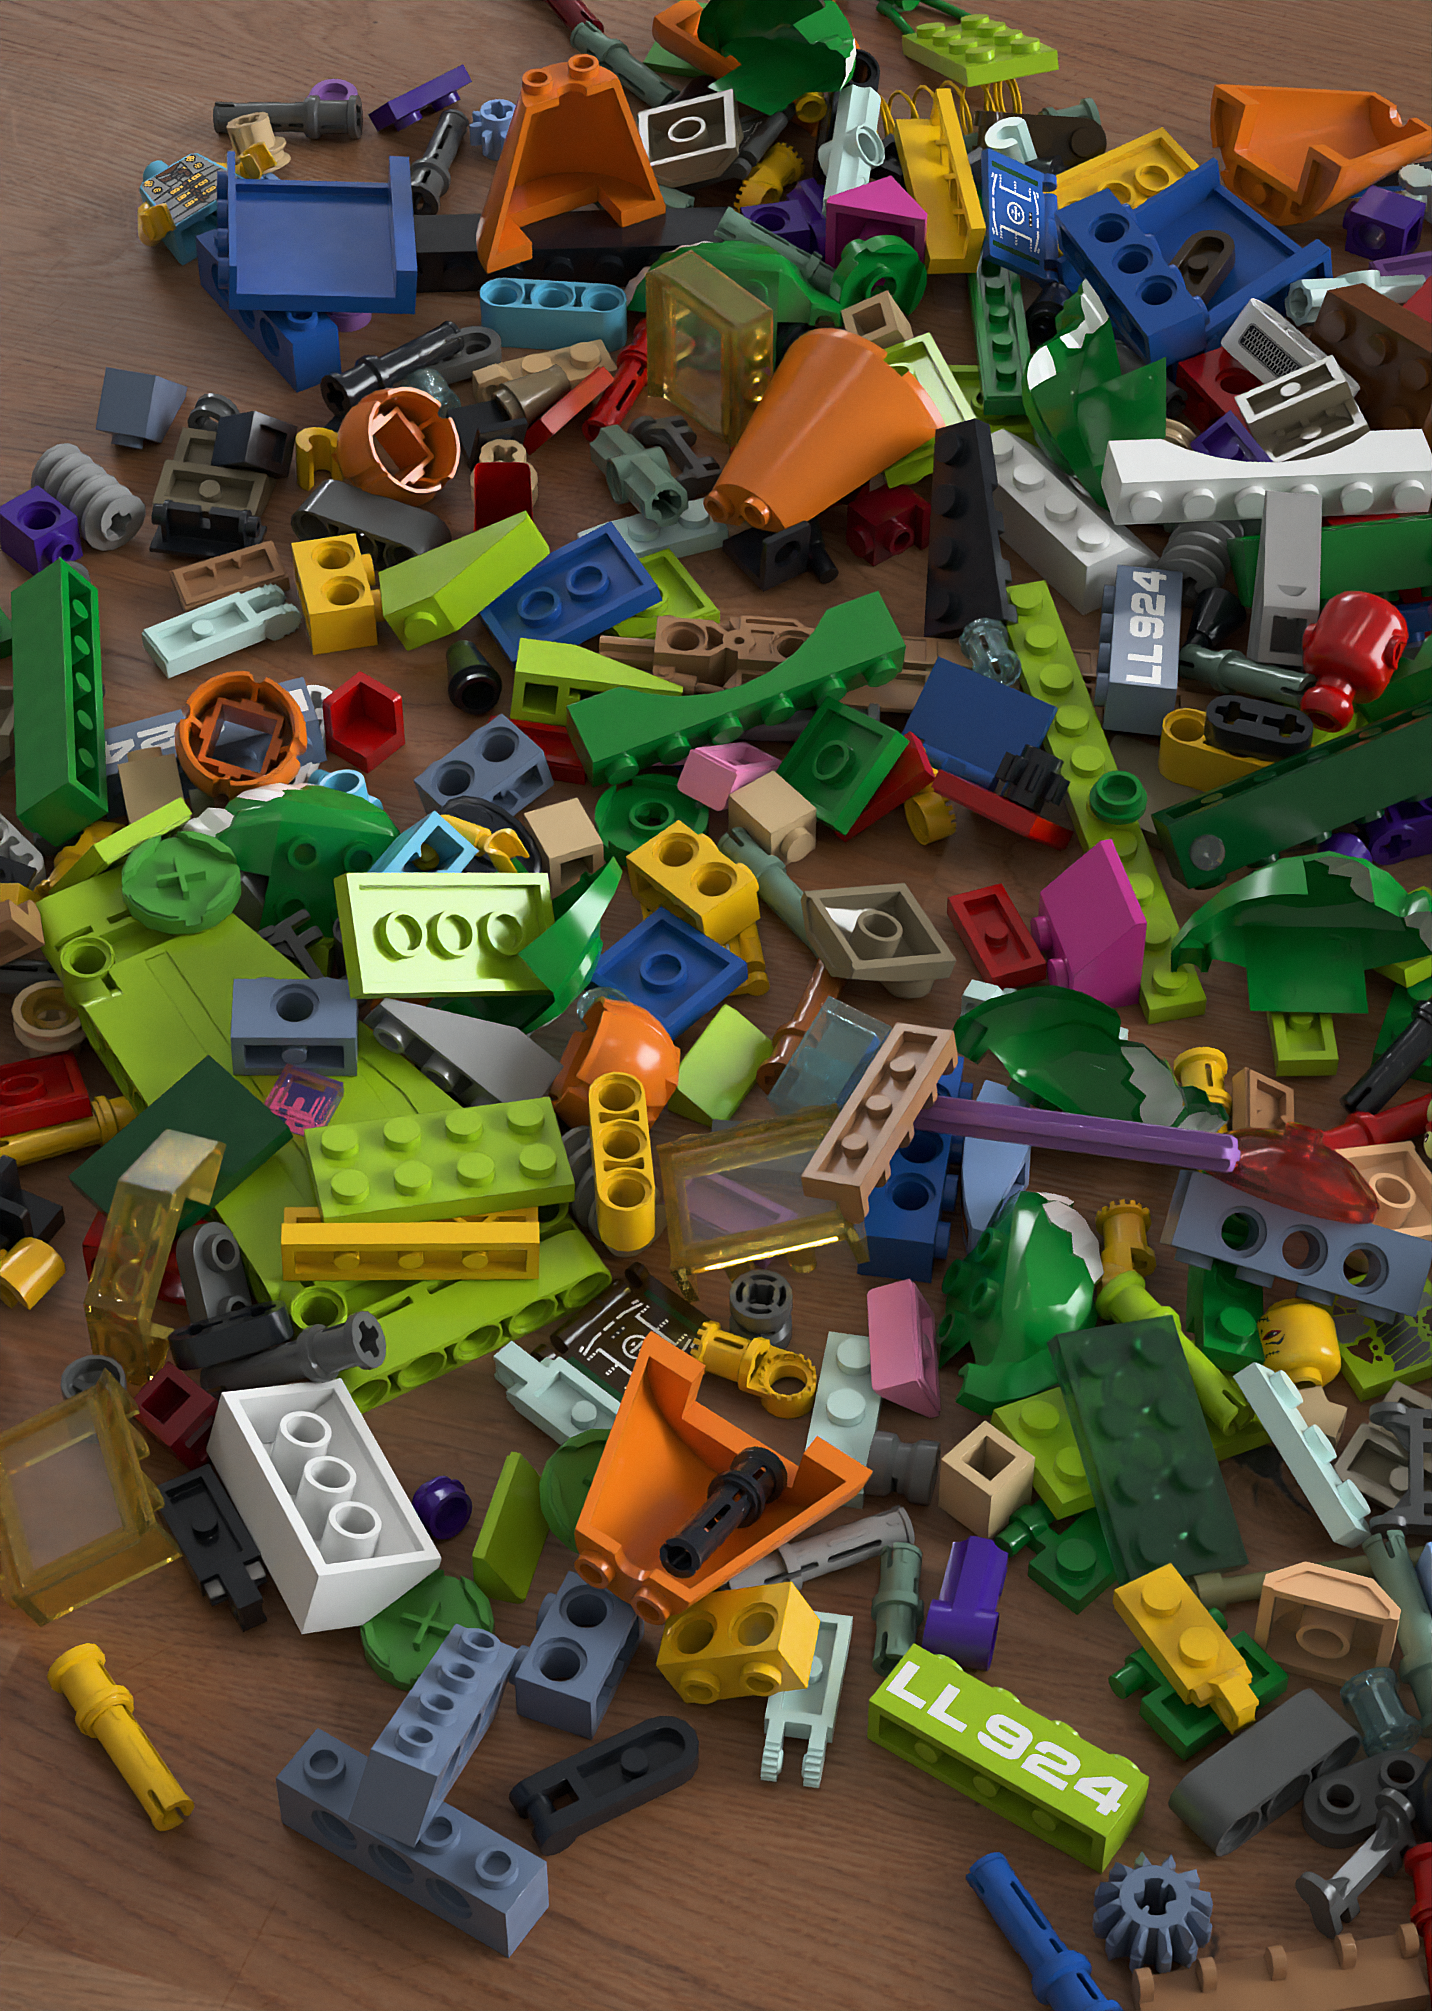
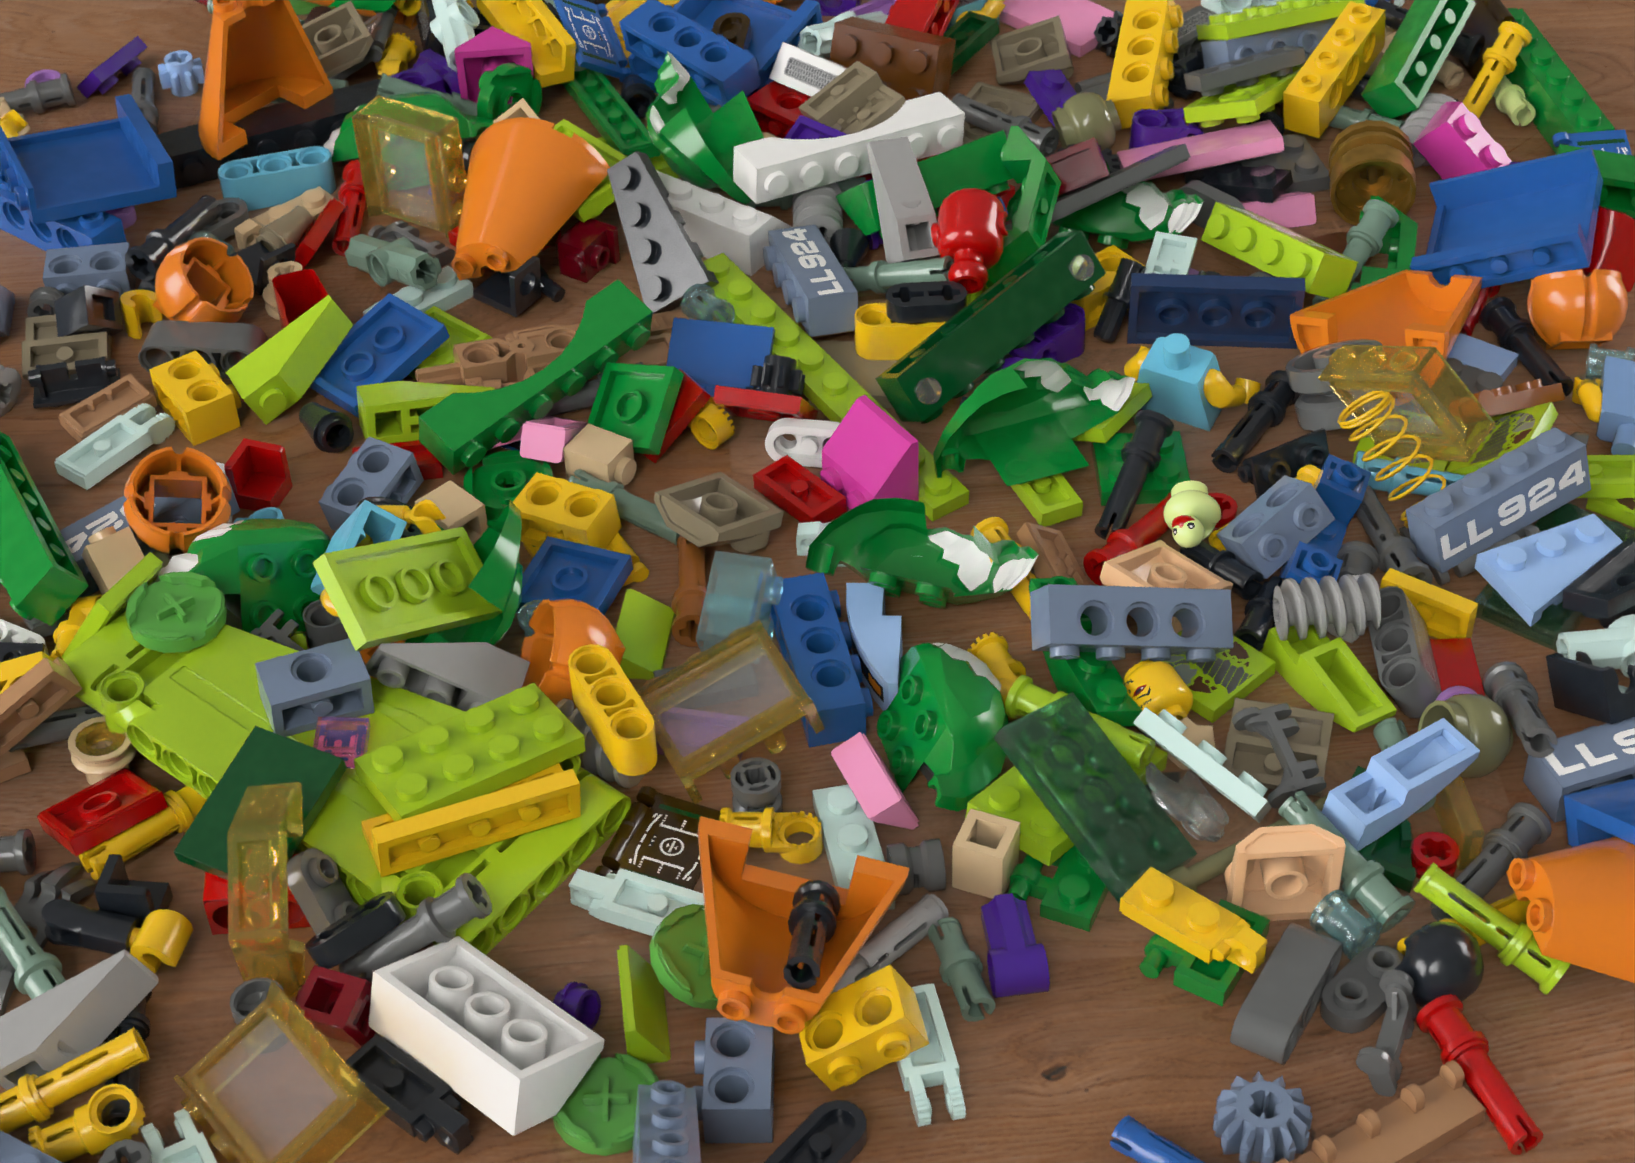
camera: 20 degrees left, 5 degrees down
(278, 385) = (89, 265): none -> sand blue brick
(879, 1117) = (796, 621): medium nougat hinge -> none
(1008, 1757) = (1097, 1045): lime brick -> none
(1025, 879) = (809, 440): none -> white plate
(1081, 1134) = (943, 588): medium lavender axle -> none
(1118, 798) = (847, 373): green plate -> none
(1264, 1497) = (1189, 804): none -> clear plate
(1300, 1174) = (1109, 565): clear red dish -> none

